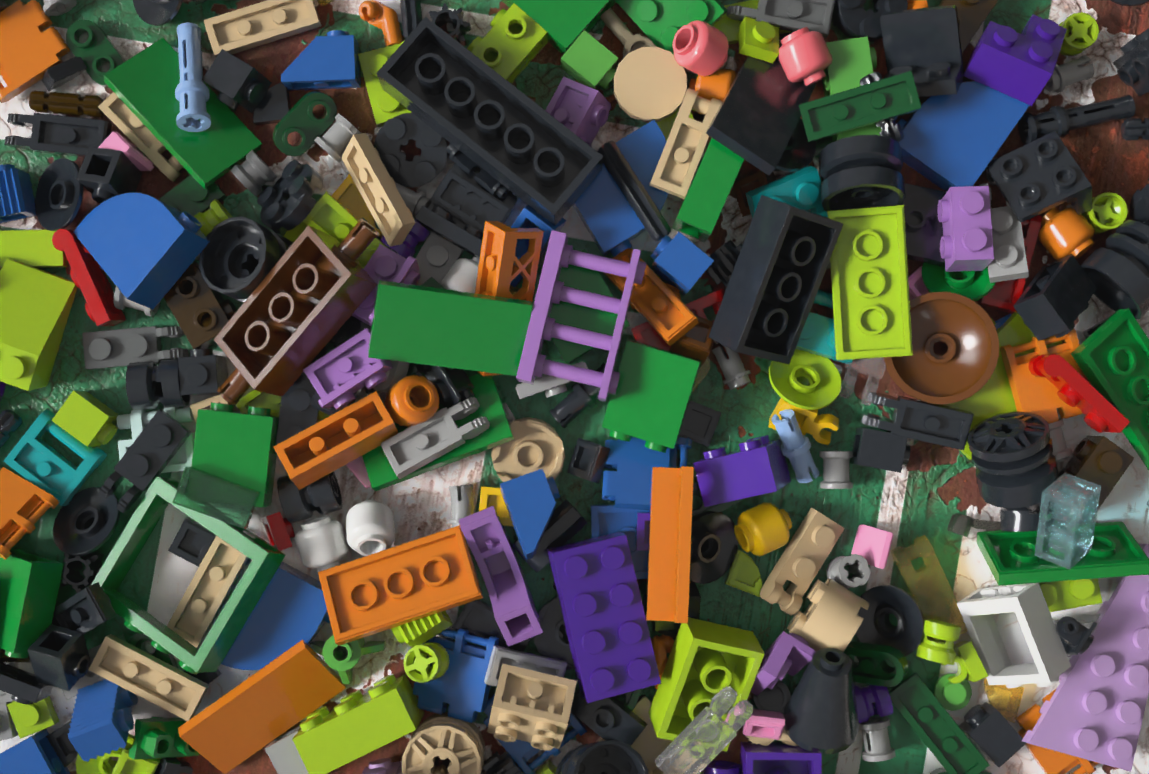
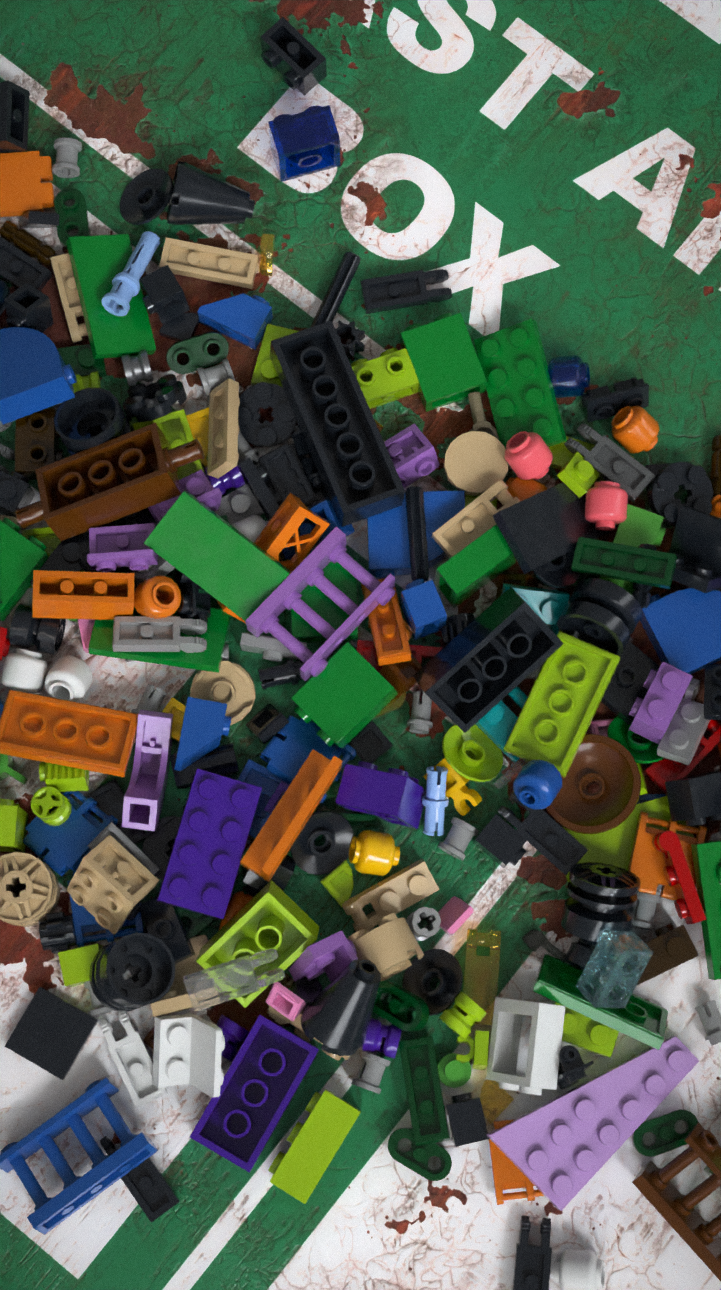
camera: 30 degrees right, 10 degrees down
(117, 142) = (48, 288): bright pink slope -> none
(382, 18) = (302, 308): orange arm -> none
(590, 62) = (439, 423): bright green brick -> none
(893, 379) = (537, 784): none -> blue head

